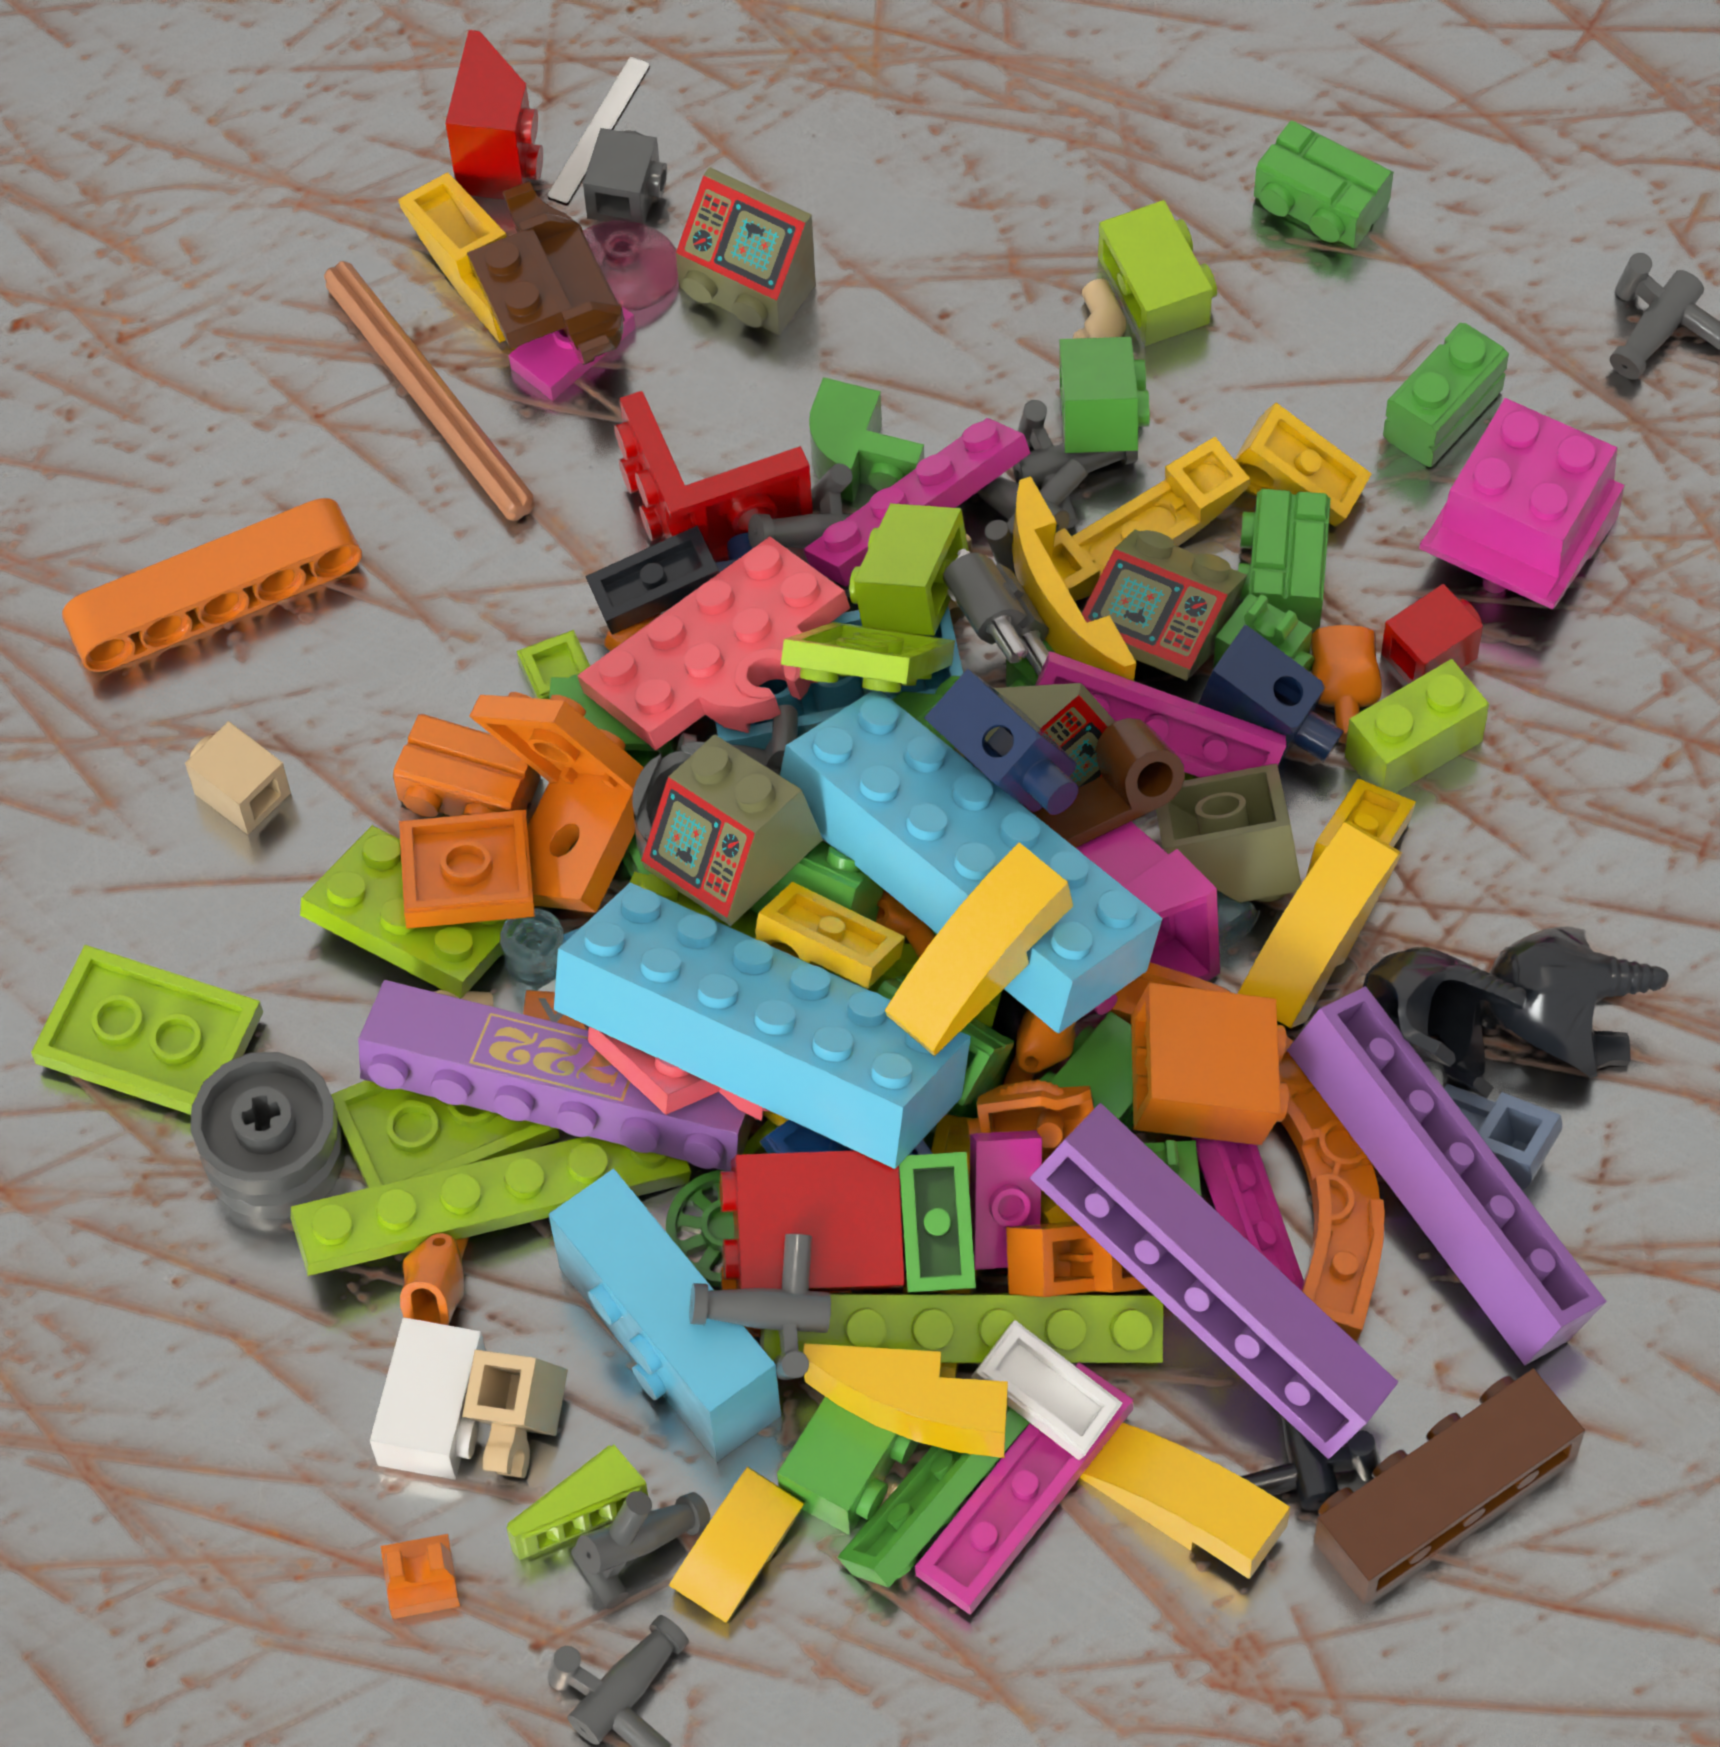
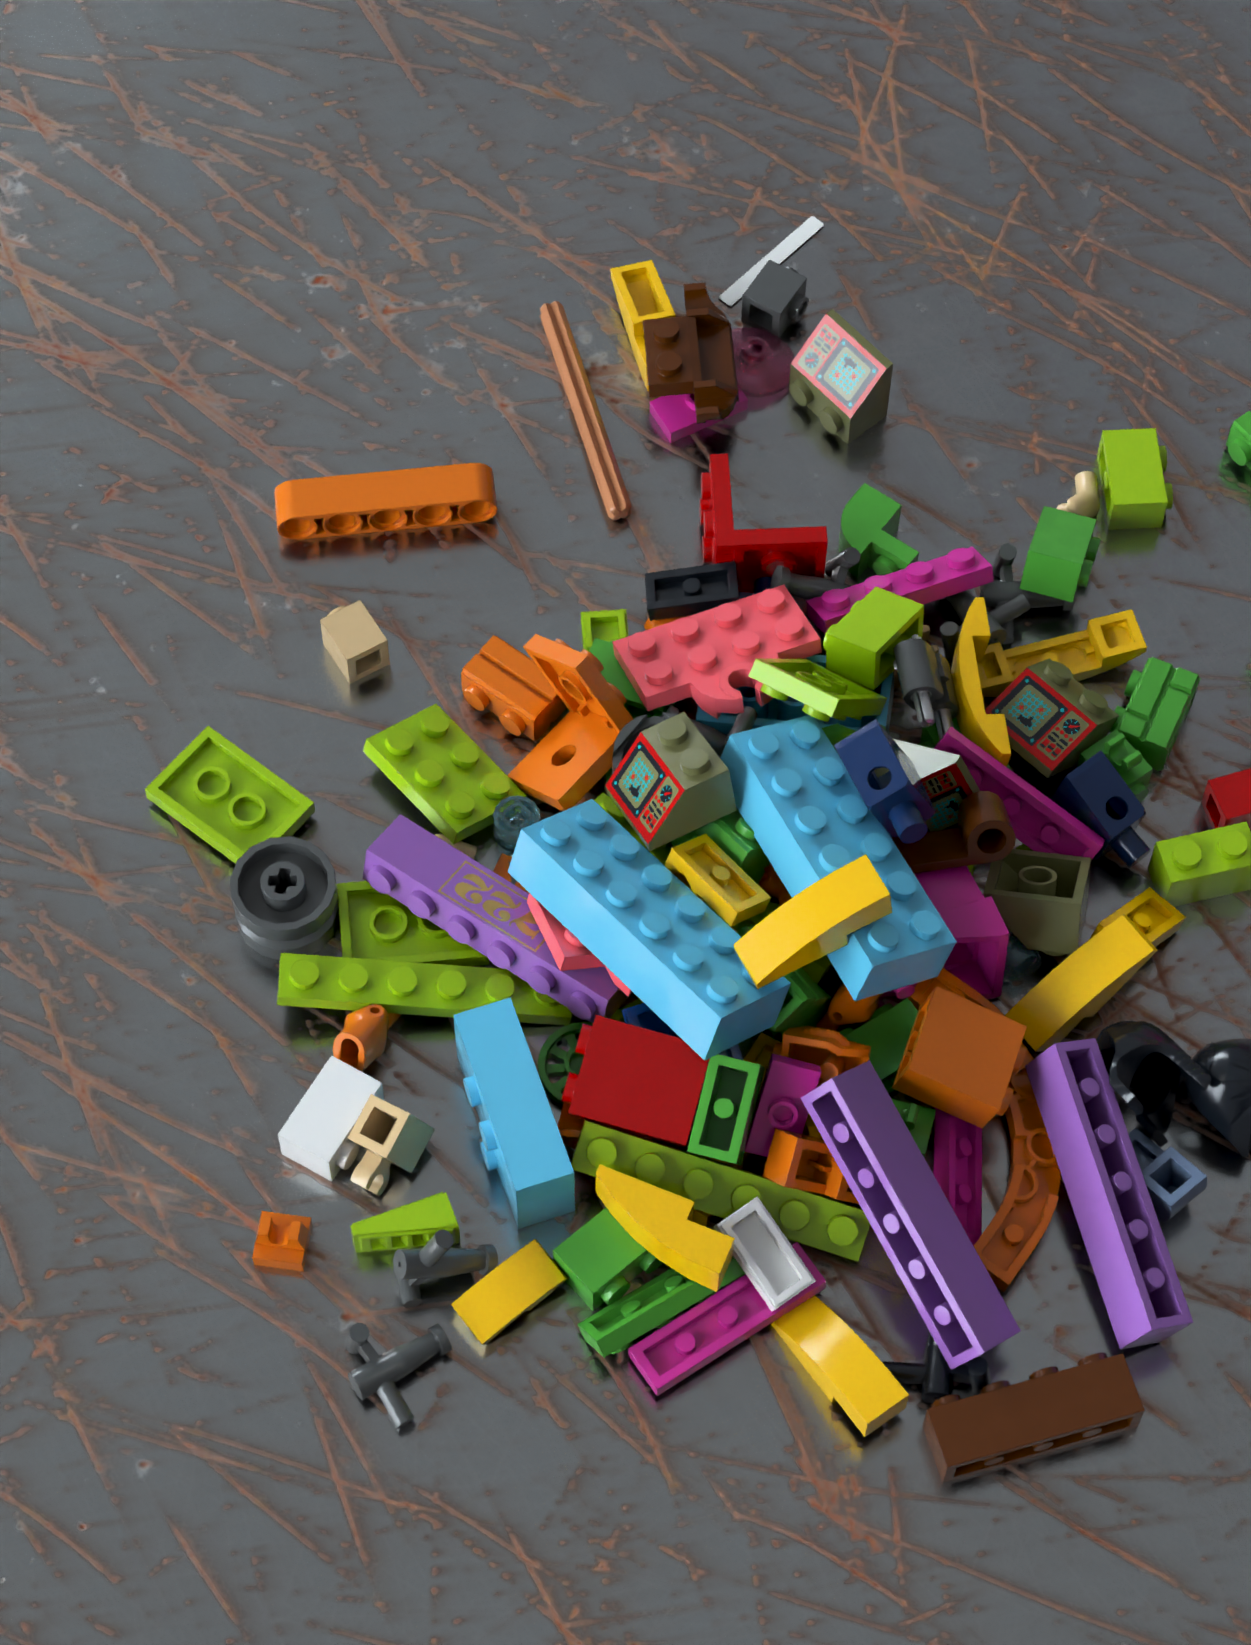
camera: 15 degrees right, 0 degrees up
(466, 869) = (487, 754): orange tile -> none
(491, 124) = (692, 234): red slope -> none
(782, 1309) = (593, 1135): dark grey piece -> none
(1295, 458) = (1186, 643): yellow plate -> none
(1348, 670) = (1169, 806): orange piece -> none

